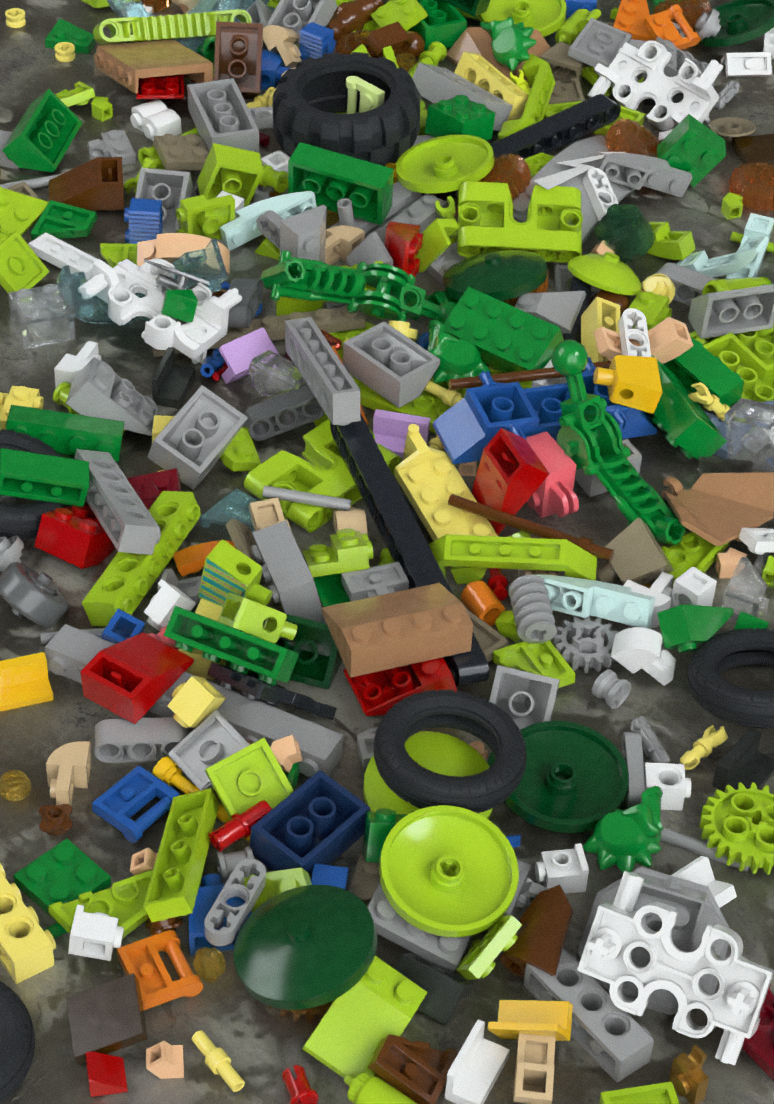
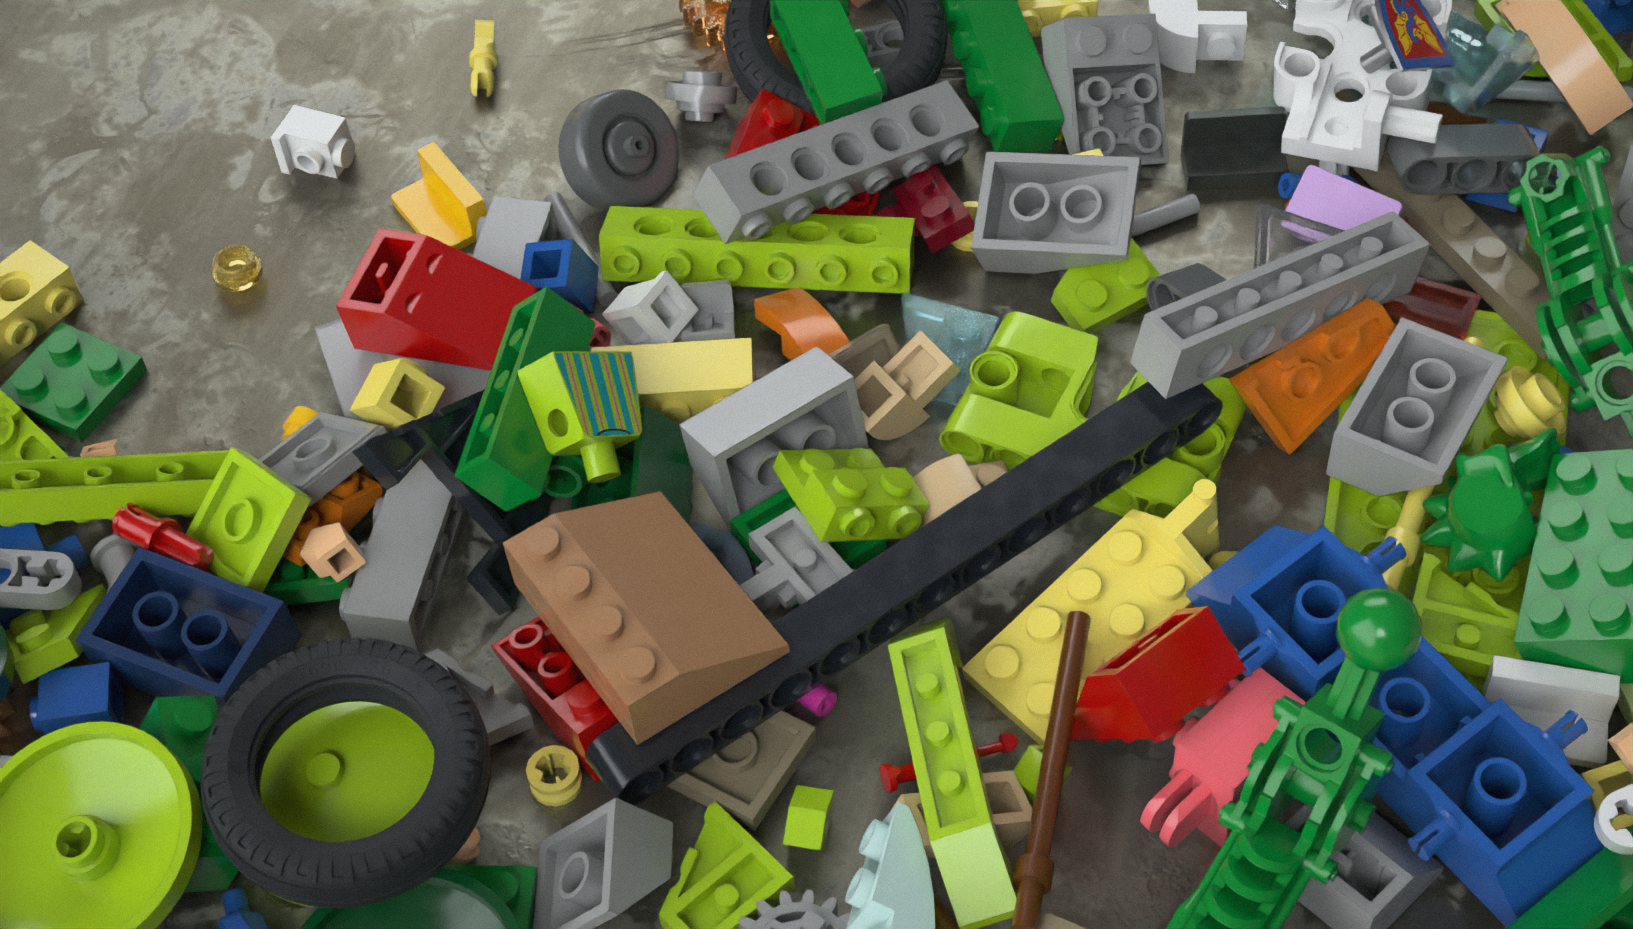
camera: 80 degrees right, 10 degrees up
(55, 819) = (182, 335): reddish brown plate -> none
(68, 769) = (270, 313): tan brick -> none
(129, 797) = (232, 399): blue plate -> none
(180, 304) = (1352, 65): green slope -> none
(233, 572) = (680, 351): lime torso -> none
(306, 498) = (976, 406): light grey bar -> none
(392, 427) = (1266, 495): lavender panel -> none
(482, 602) = (846, 752): orange brick -> none
(519, 376) = (1504, 648): reddish brown bar -> none
(532, 609) = (802, 823): light grey piece -> none
(632, 382) = (1531, 816): yellow torso -> none

